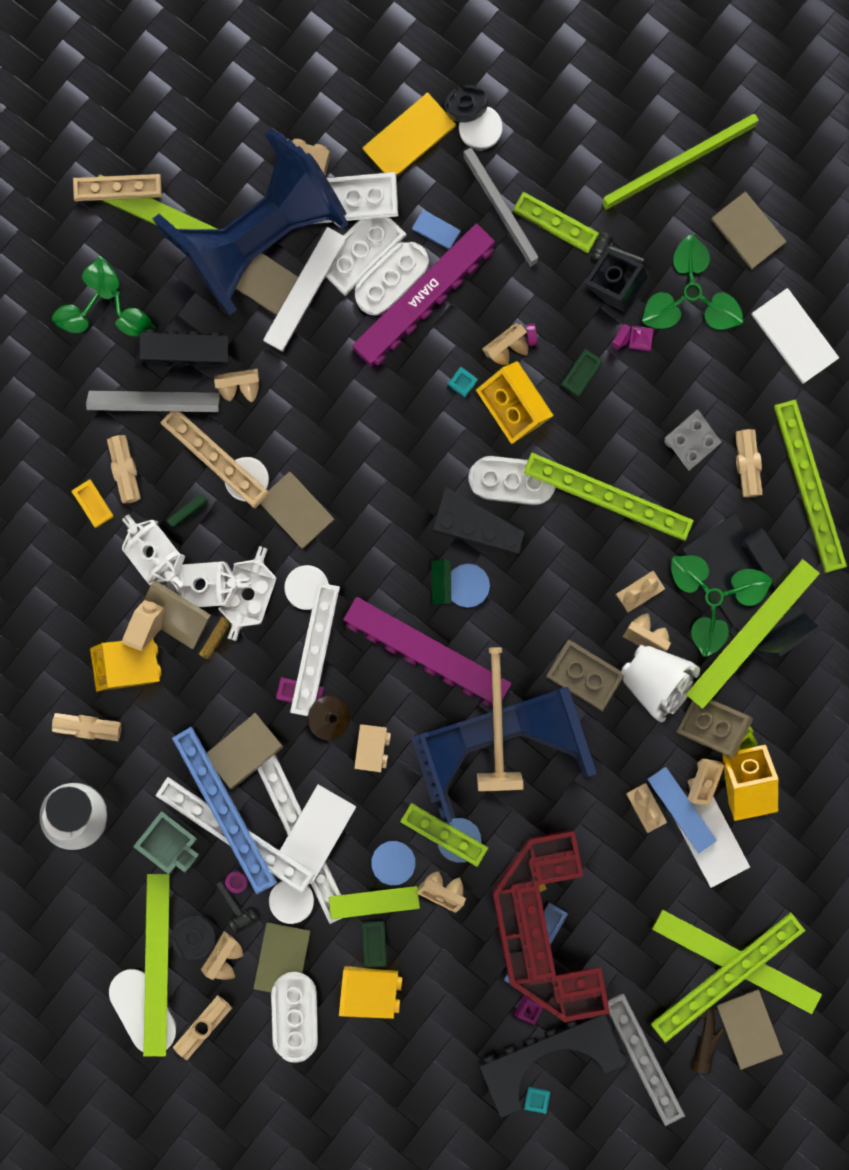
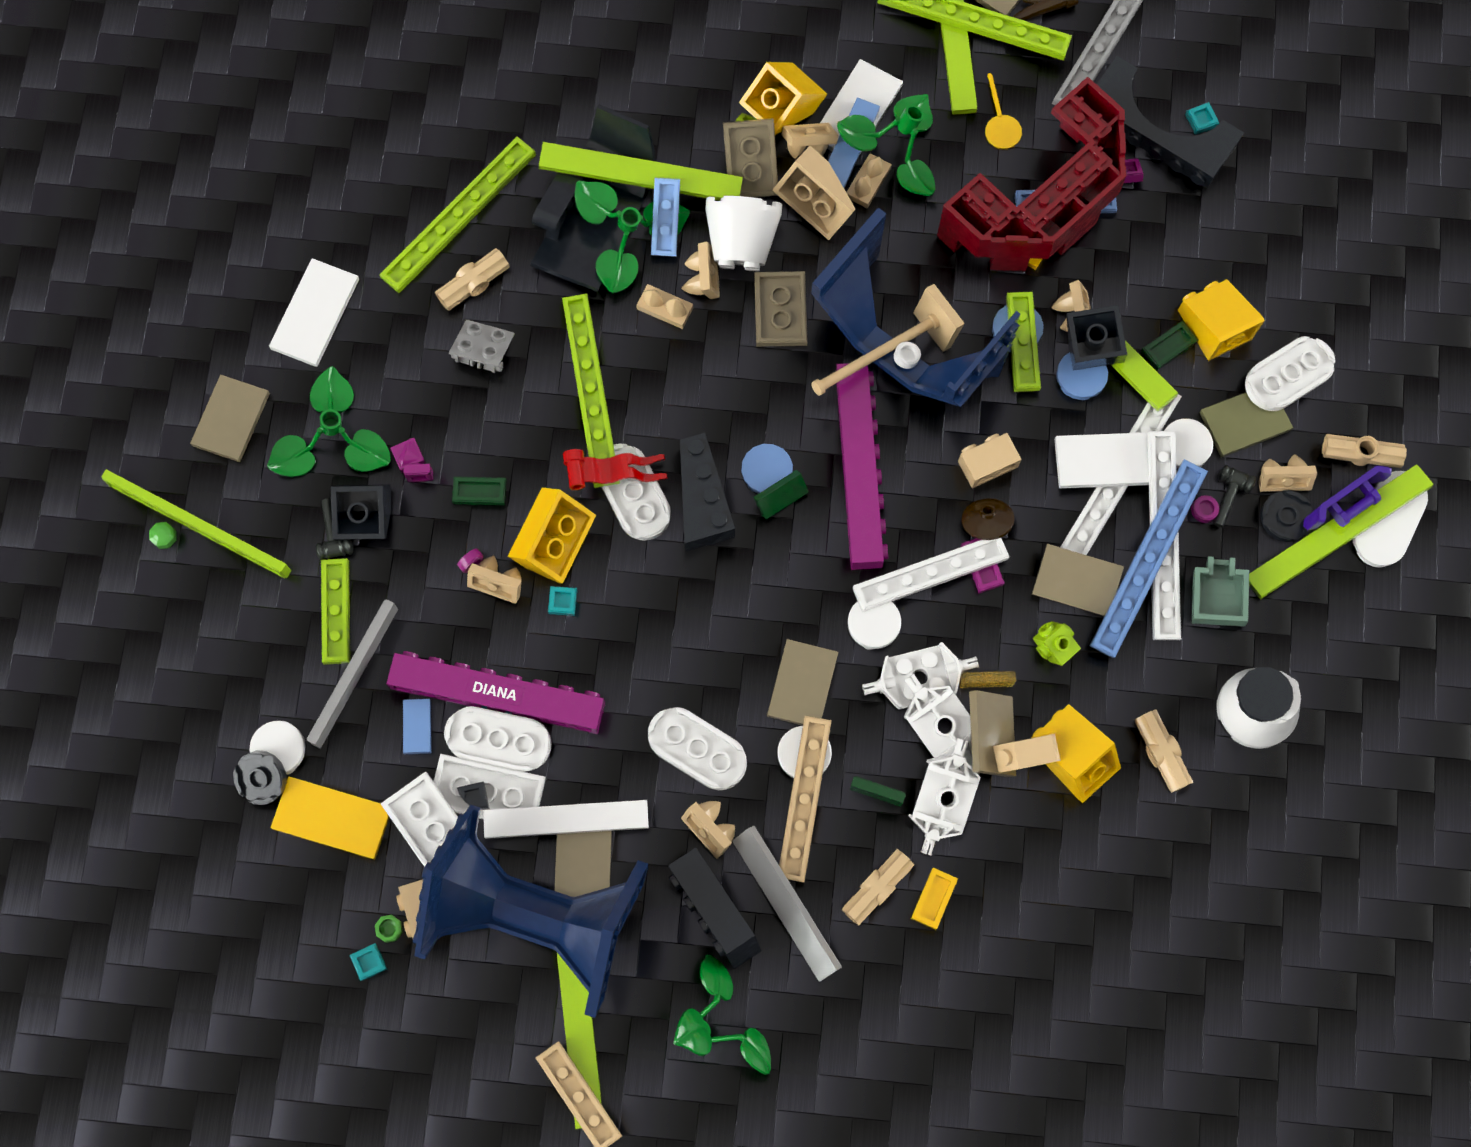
camera: 125 degrees left, 10 degrees down
(175, 950) = (1372, 497): none -> dark purple piece
(208, 703) = (1056, 642): none -> lime brick
(295, 106) = (368, 962): none -> teal tile
(298, 409) = (697, 748): none -> white tile
(308, 131) = (388, 928): none -> bright green tile
(360, 238) = (475, 795): none -> black tile
(408, 884) = (1096, 337): none -> black slope
(483, 736) = (907, 355): none -> white tile
(535, 468) = (607, 470): none -> red flag
(624, 940) = (1002, 130): none -> yellow piece
(656, 755) = (815, 193): none -> tan slope
(675, 878) = (911, 116): none -> green plant
(687, 135) = (162, 535): none -> bright green tile
(707, 632) = (665, 216): none -> light blue tile

